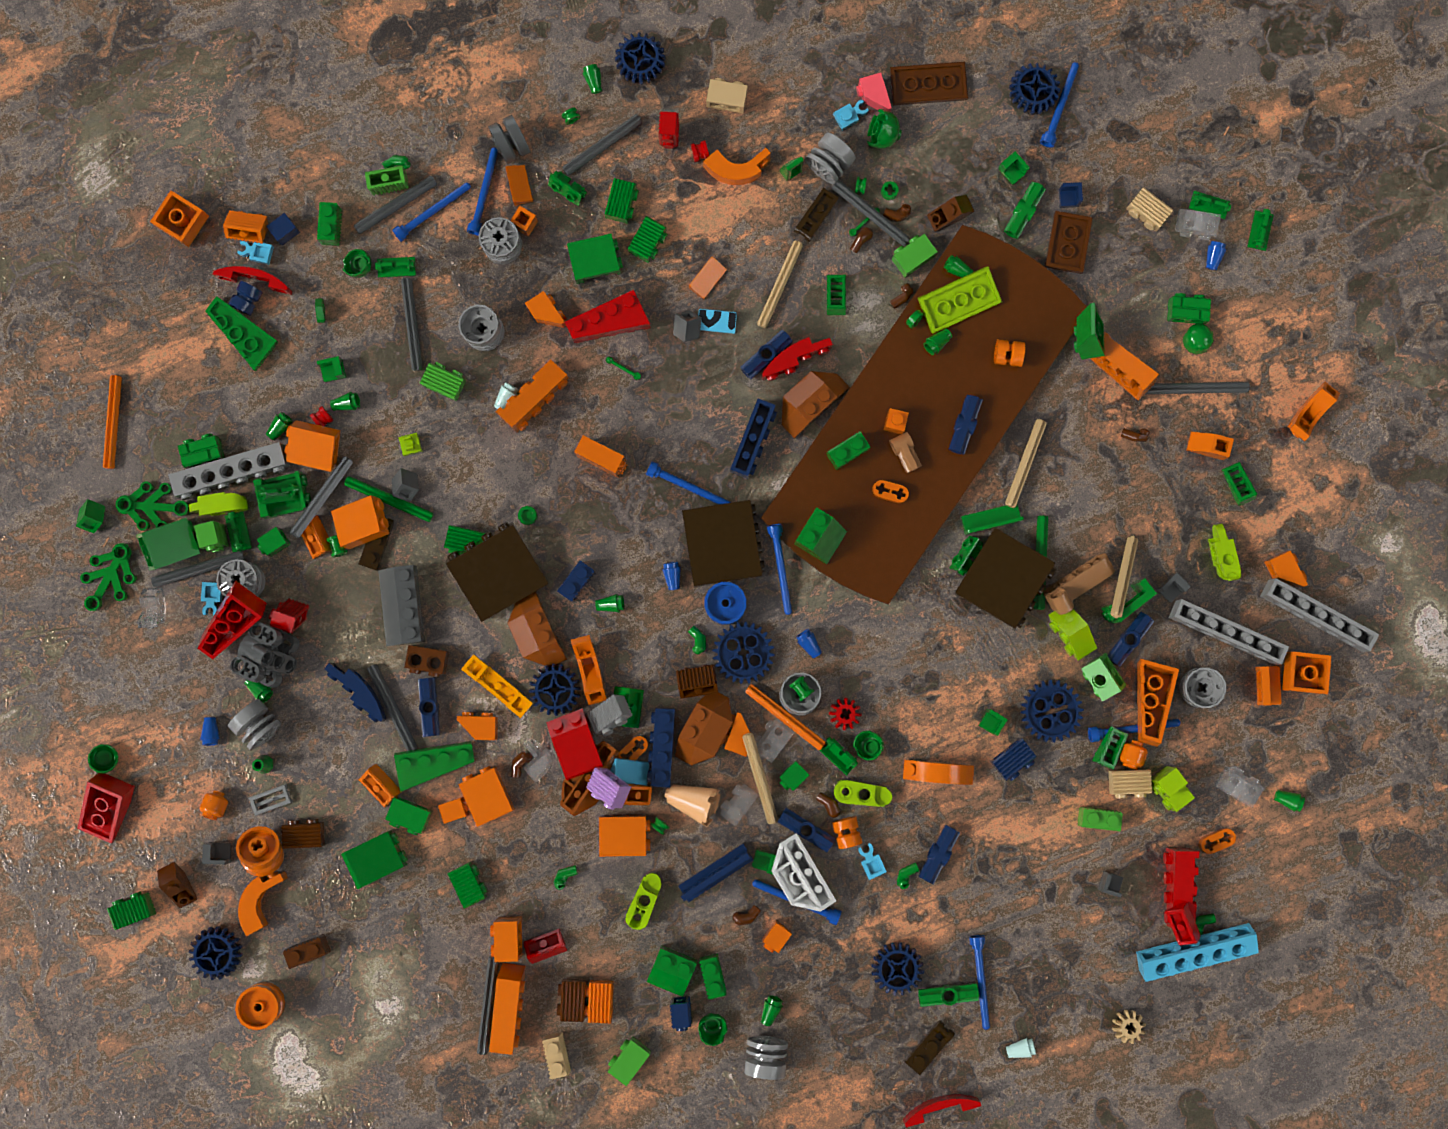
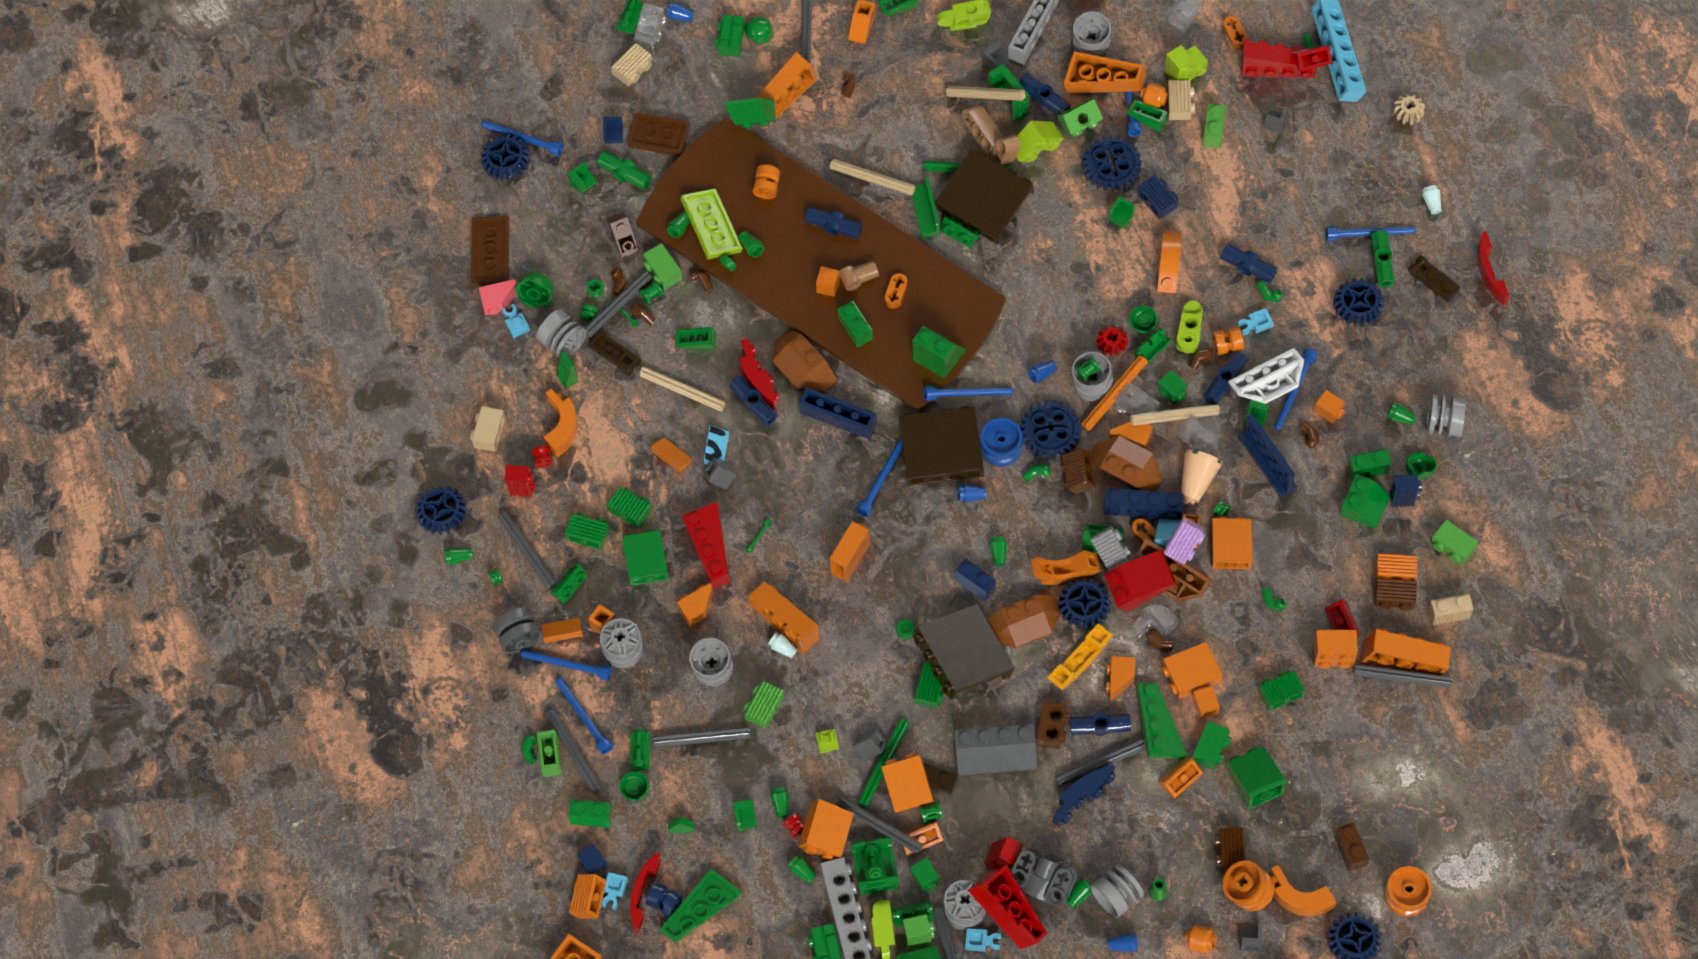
camera: 85 degrees left, 20 degrees down
(286, 794) = (1200, 901): light grey tile -> none
(649, 886) = (1282, 520): lime piece -> none
(885, 246) = (651, 292): none -> green bush

